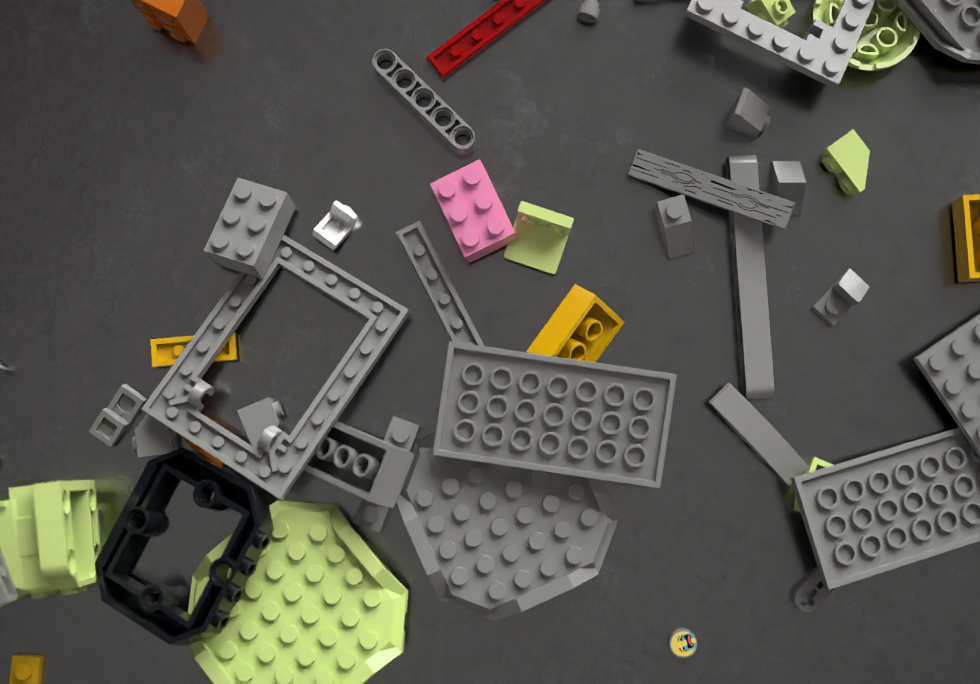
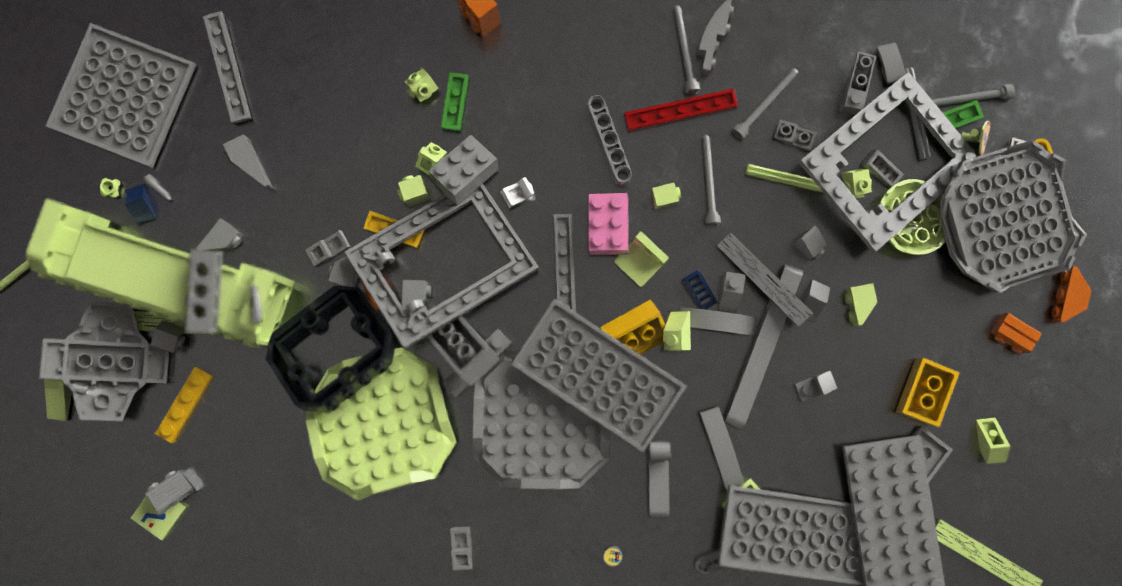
camera: 25 degrees right, 0 degrees up
(56, 540) = (256, 307): none -> light grey piece
(141, 143) = (420, 85): none -> yellowish green brick
(196, 144) = (454, 101): none -> bright green plate
(196, 232) = (429, 157): none -> yellowish green brick
(196, 286) = (413, 190): none -> yellowish green brick
(531, 140) = (665, 195): none -> yellowish green brick
(604, 139) = (712, 216): none -> light grey piece
(628, 252) = (702, 281): none -> dark blue slope
(630, 310) = (677, 331): none -> yellowish green slope
(672, 47) = (782, 177): none -> yellowish green axle
(674, 272) = (721, 321): none -> light grey slope
(695, 514) = (658, 479): none -> light grey beam

